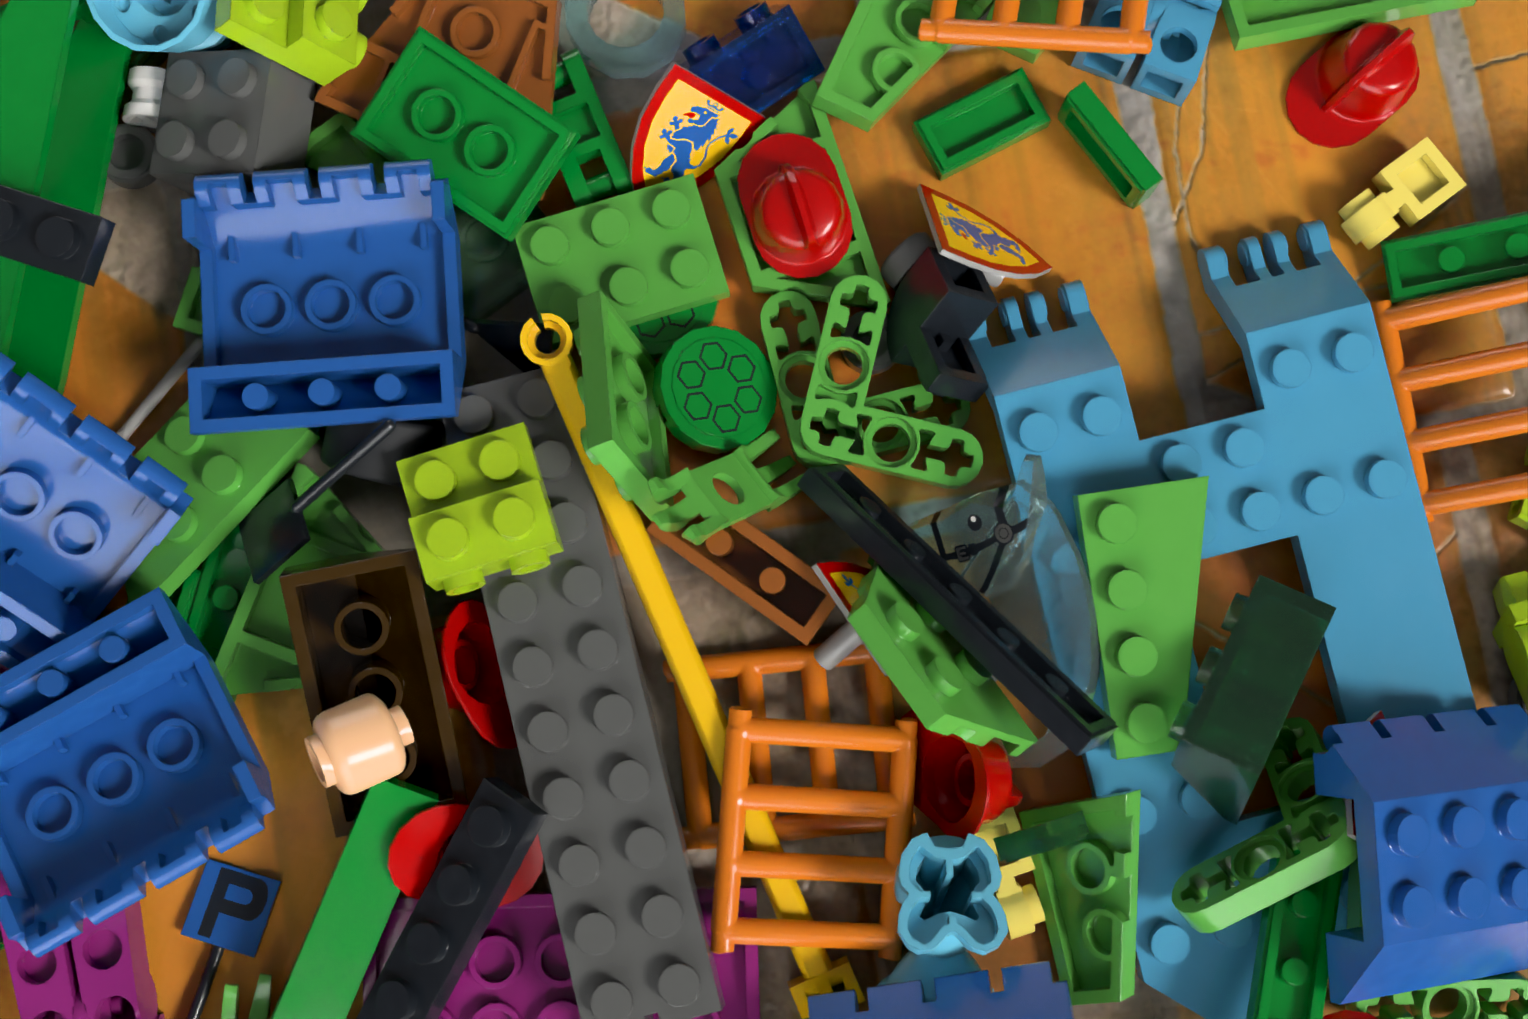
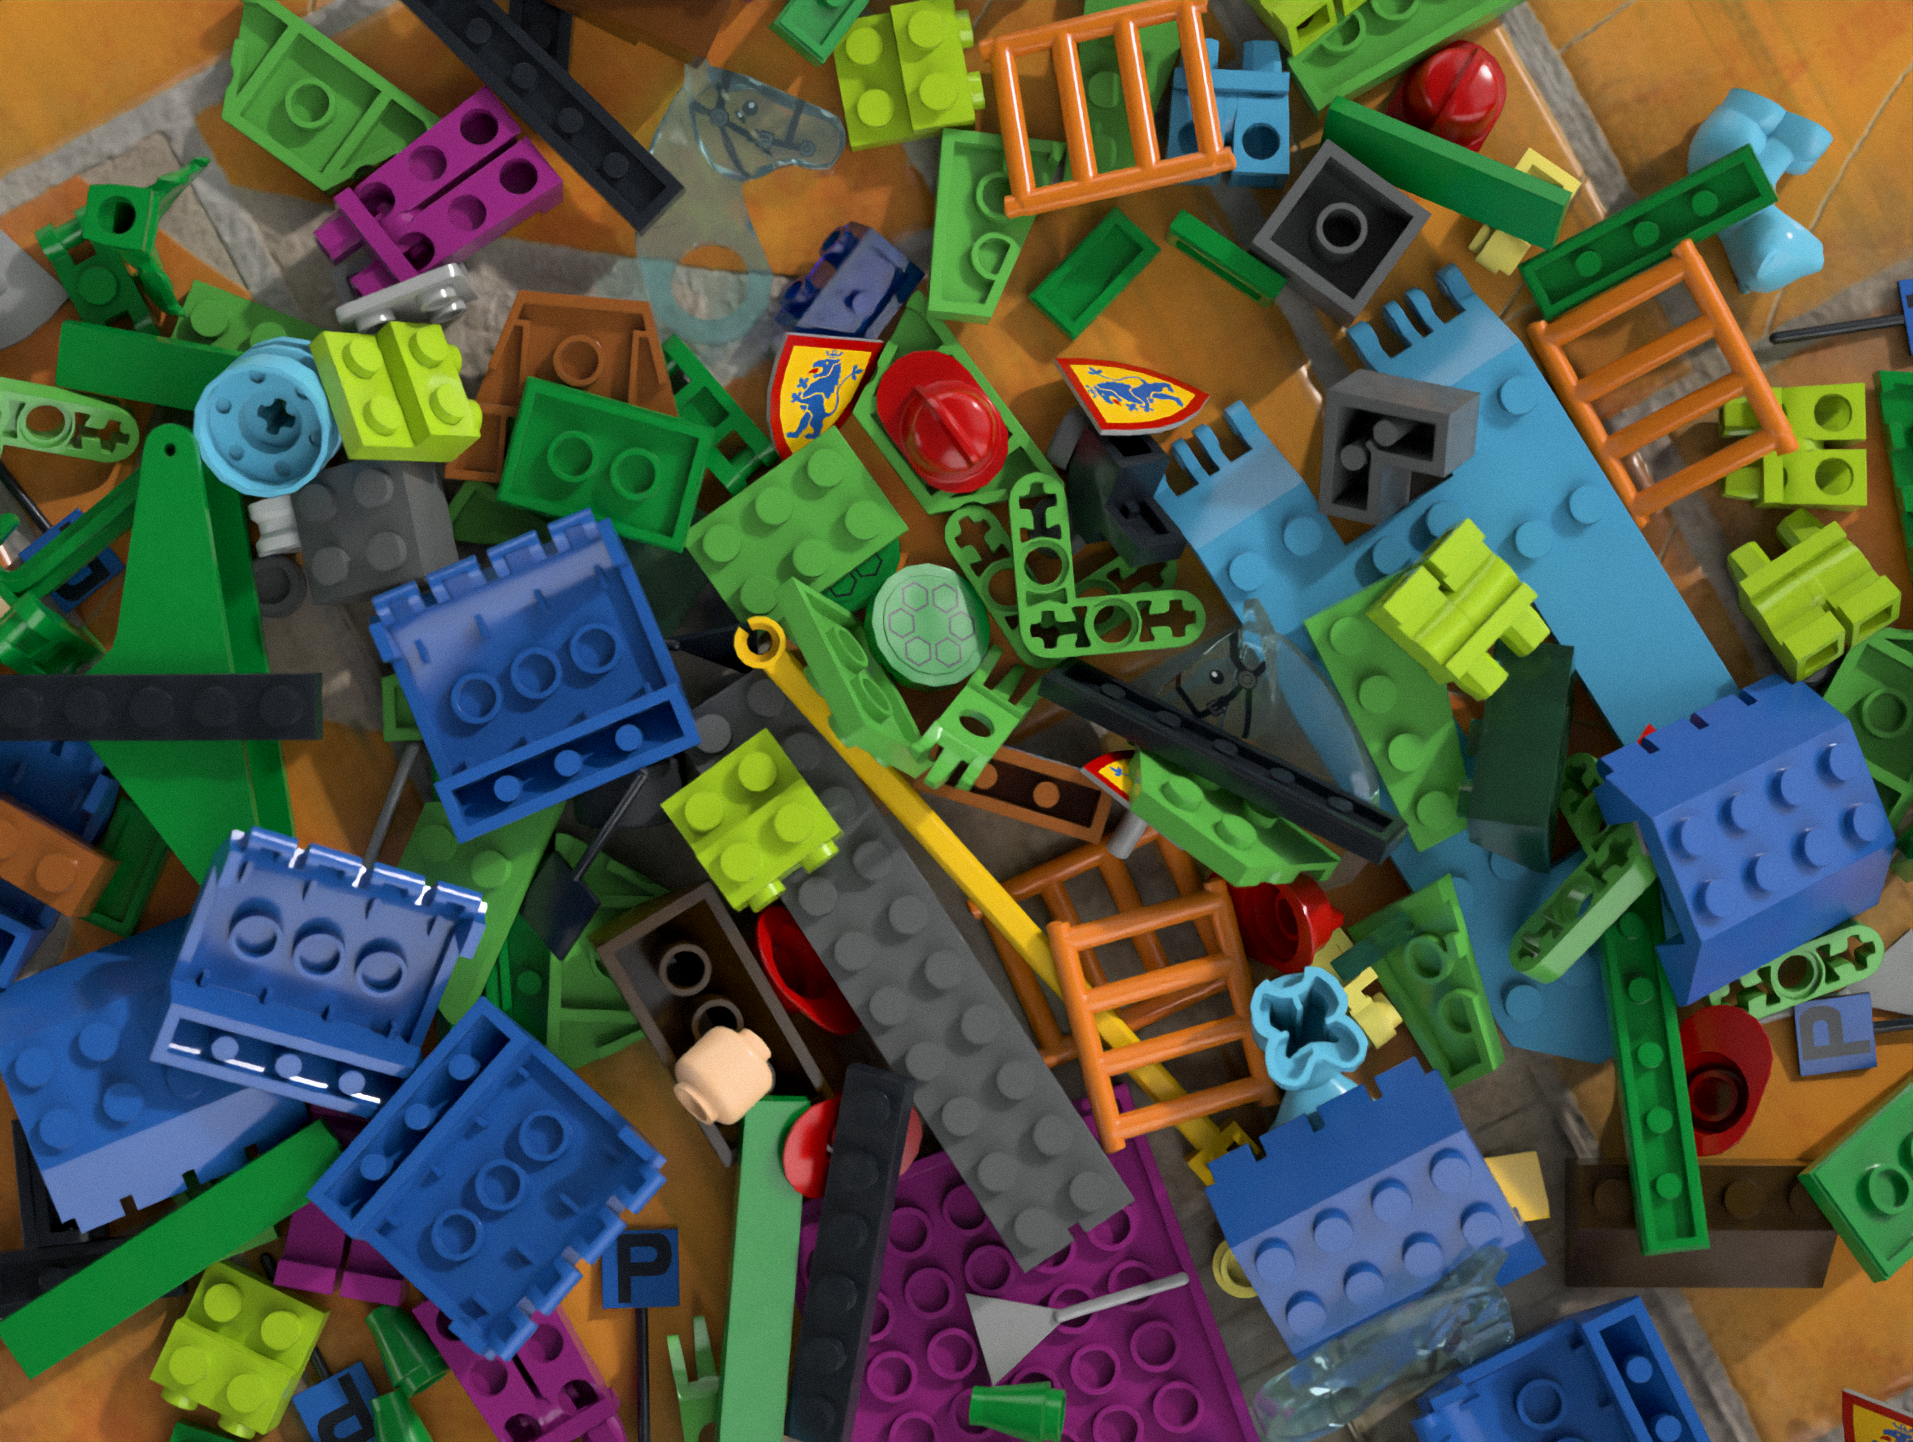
camera: 25 degrees left, 5 degrees up
(1209, 337) = (1384, 430): none -> dark grey brick
(1225, 152) = (1338, 233): none -> dark grey brick
(1234, 529) = (1457, 608): none -> lime hips
(1343, 130) = (1449, 173): none -> green tile

